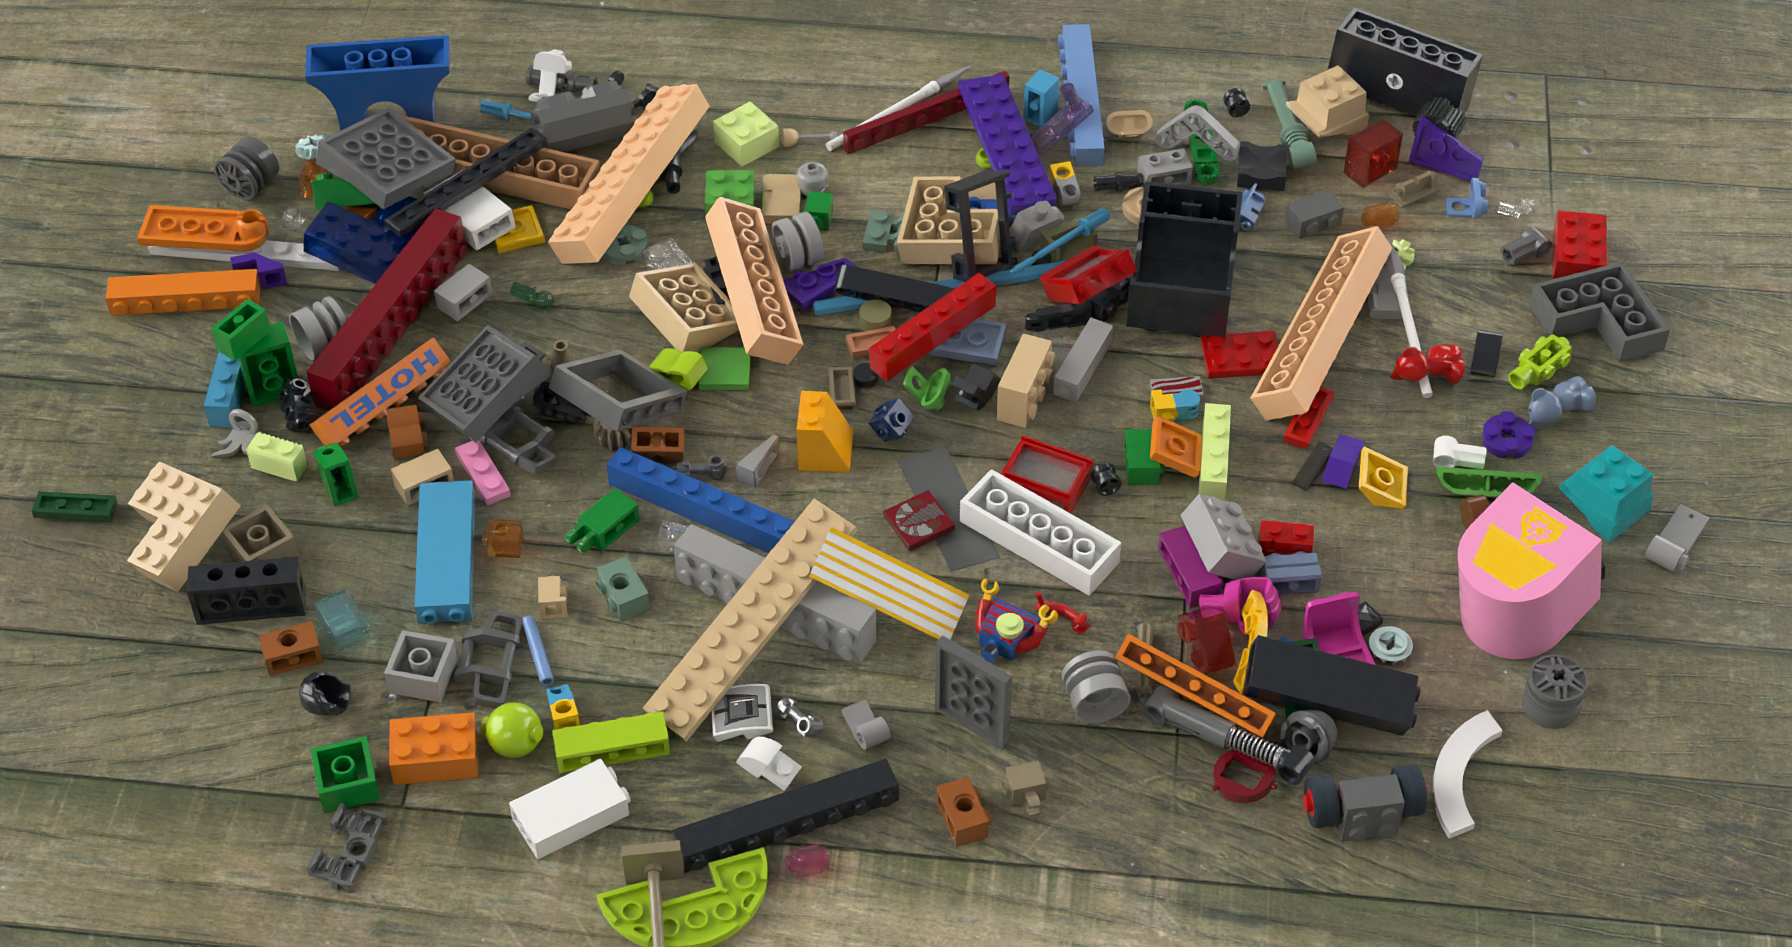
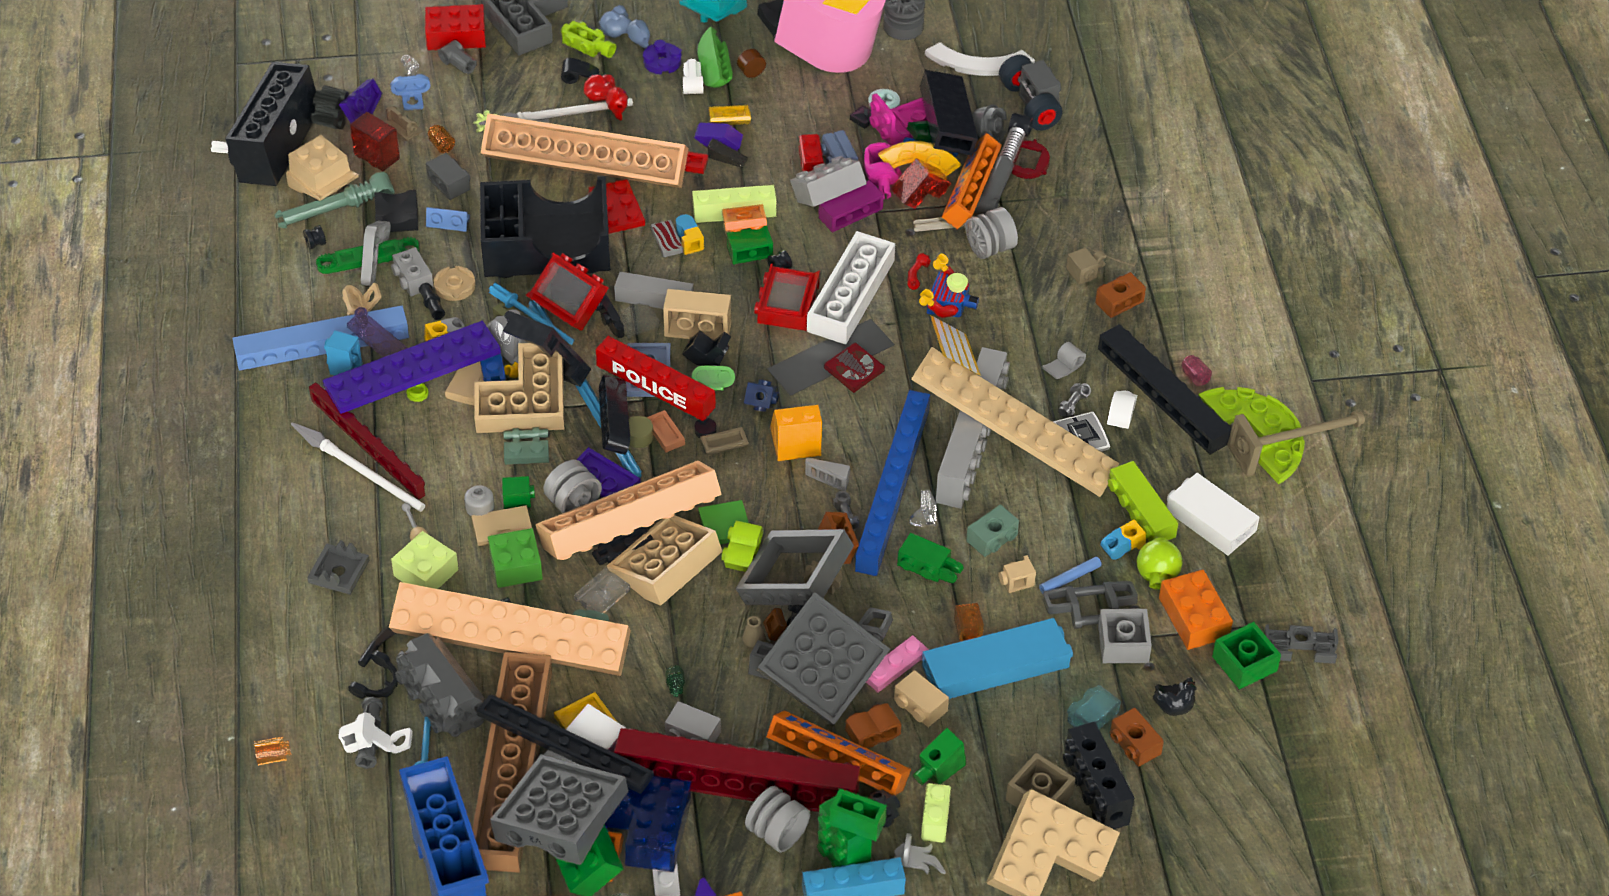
camera: 105 degrees left, 0 degrees up
(568, 18) = (271, 750): none -> clear orange brick
(762, 70) = (337, 556): none -> dark grey piece
(972, 692) = (1039, 280): dark grey plate -> none

